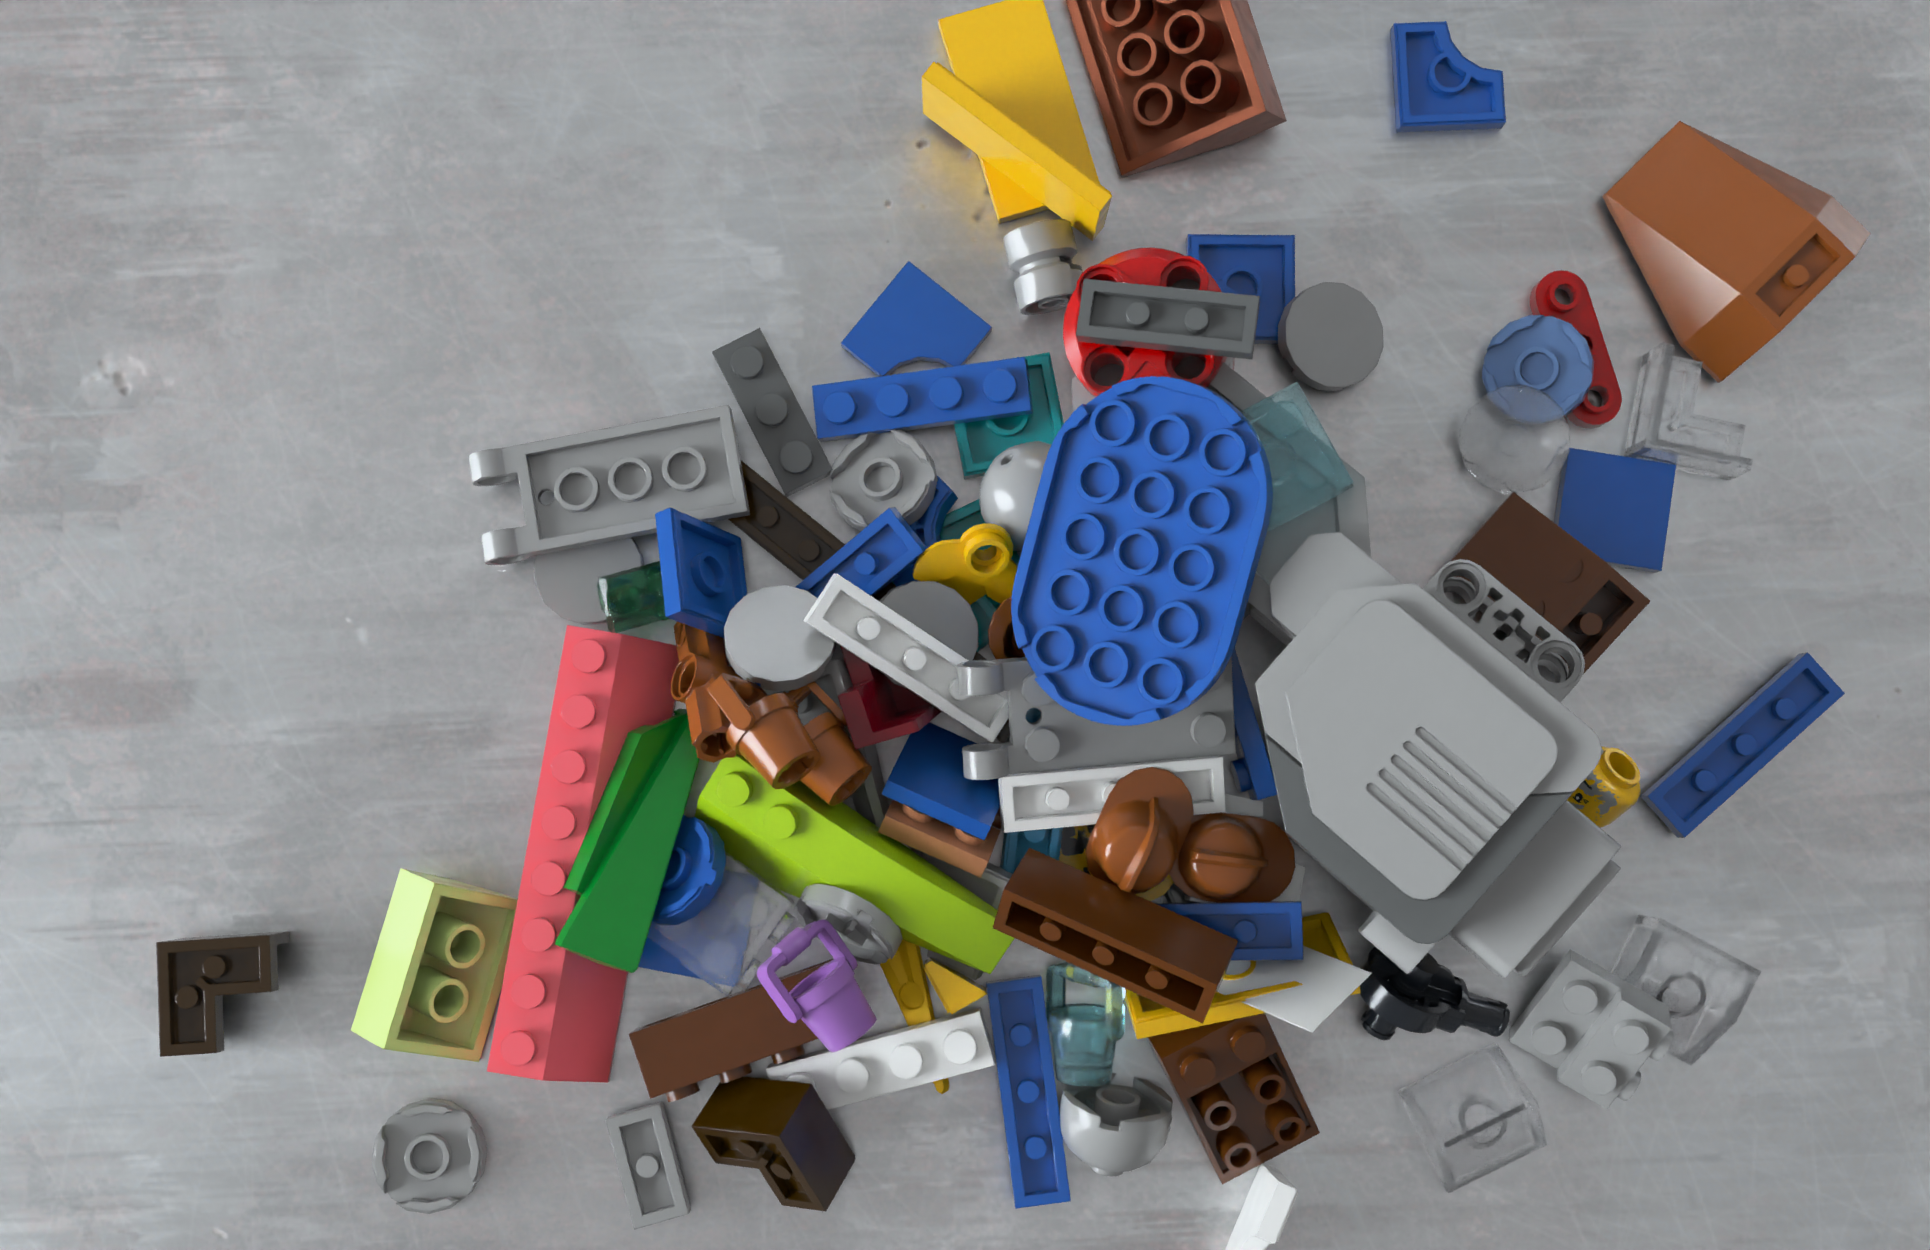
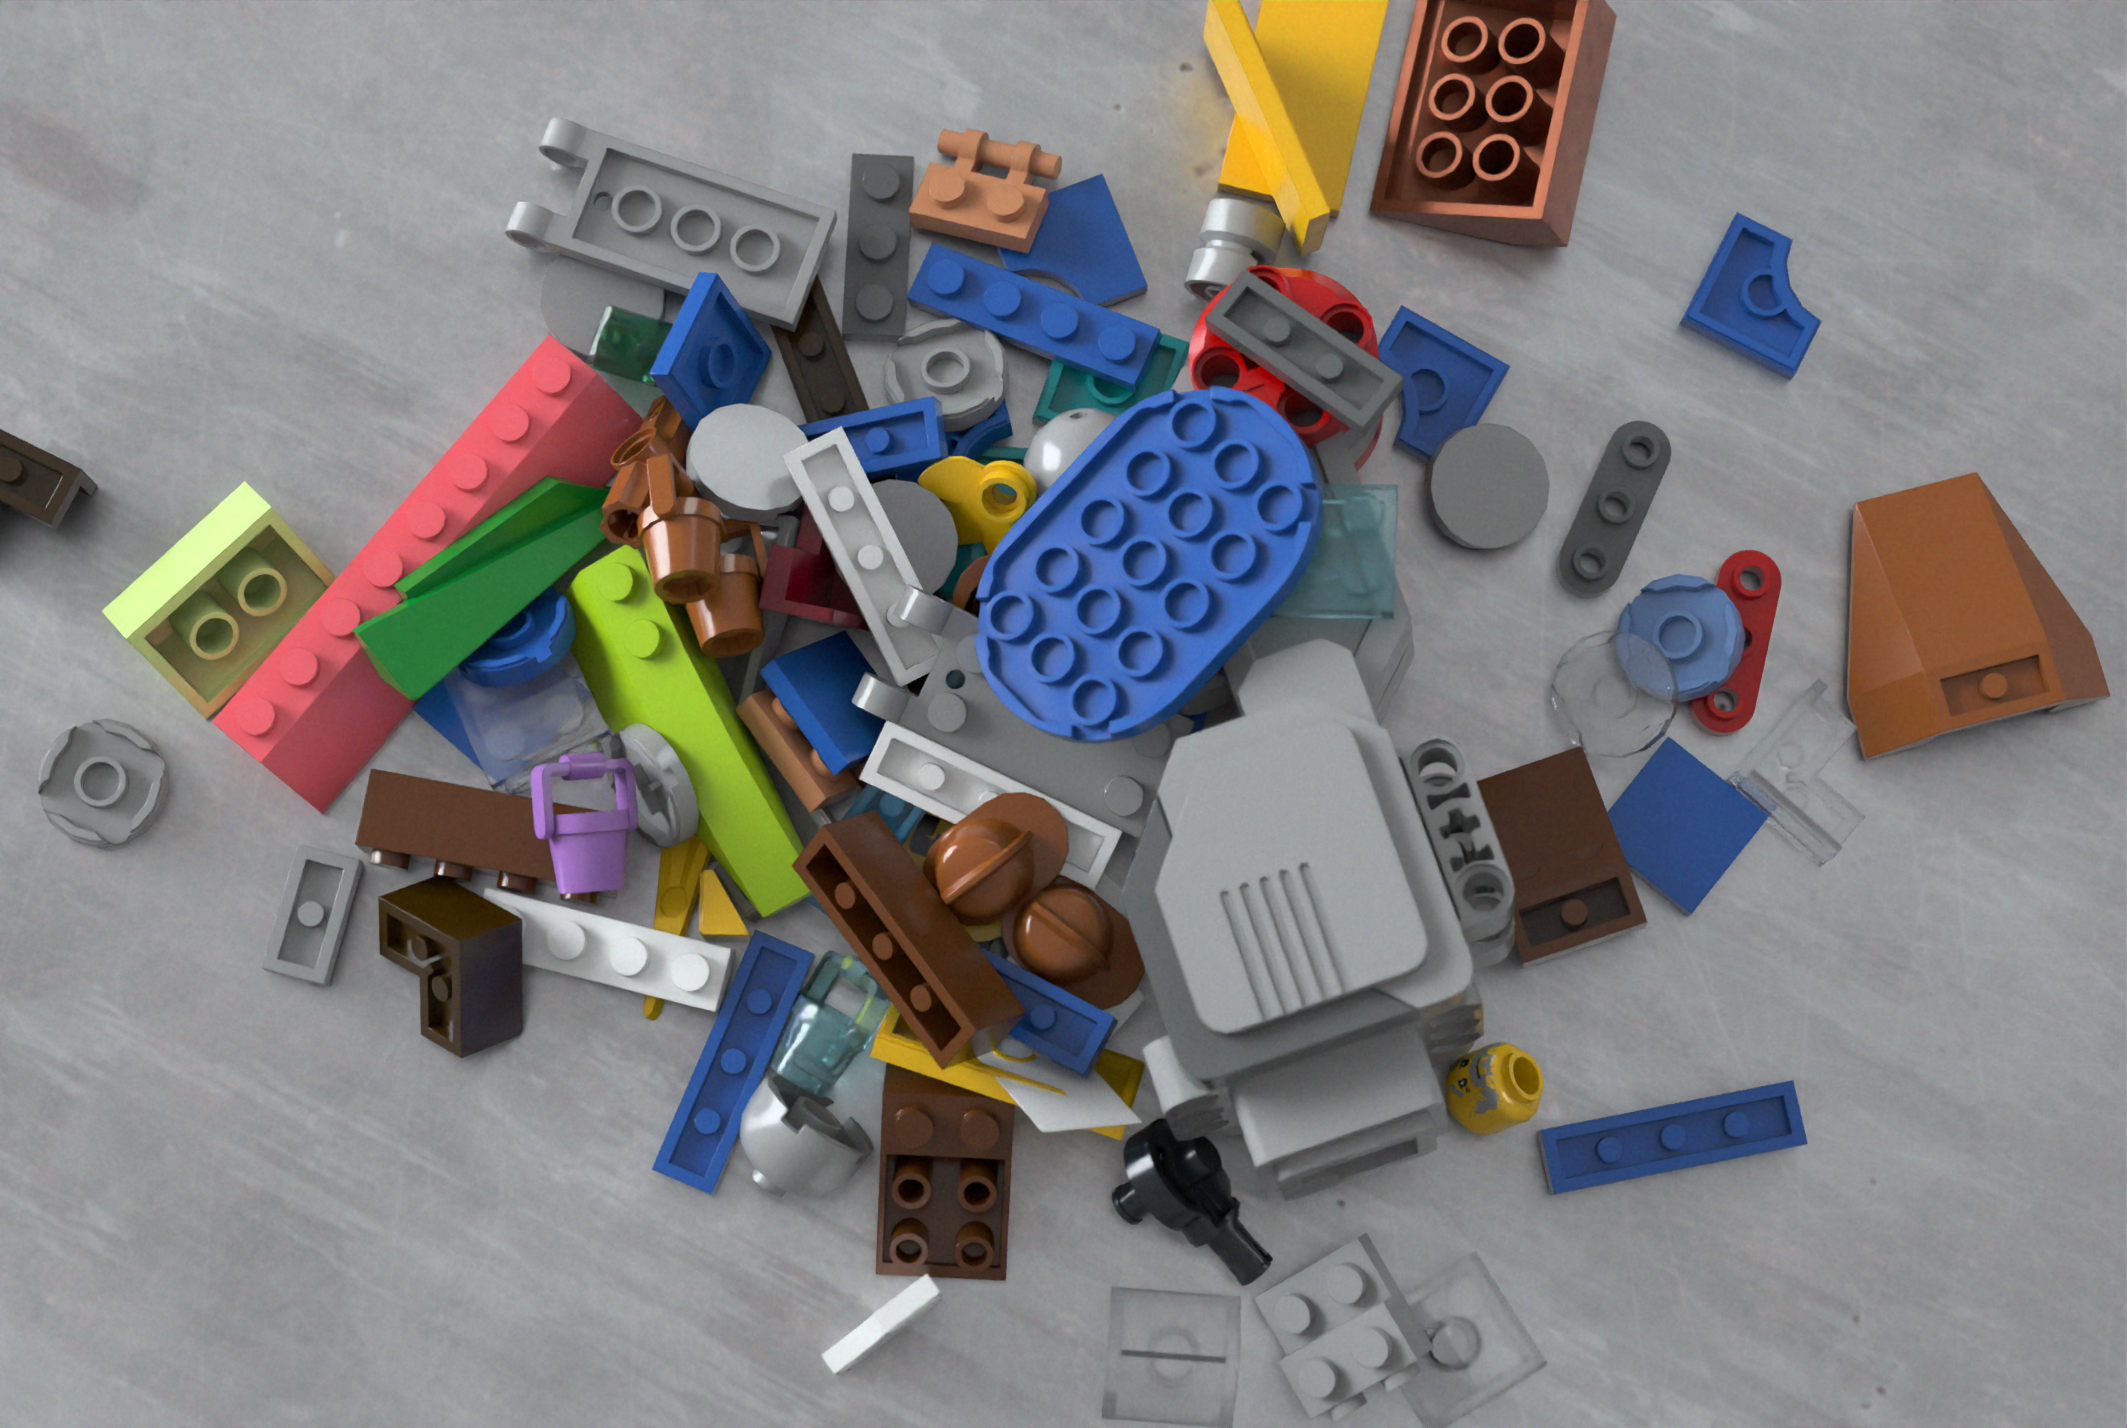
camera: 30 degrees right, 5 degrees down
(832, 337) = (980, 205): none -> nougat plate
(1421, 320) = (1597, 530): none -> dark grey plate

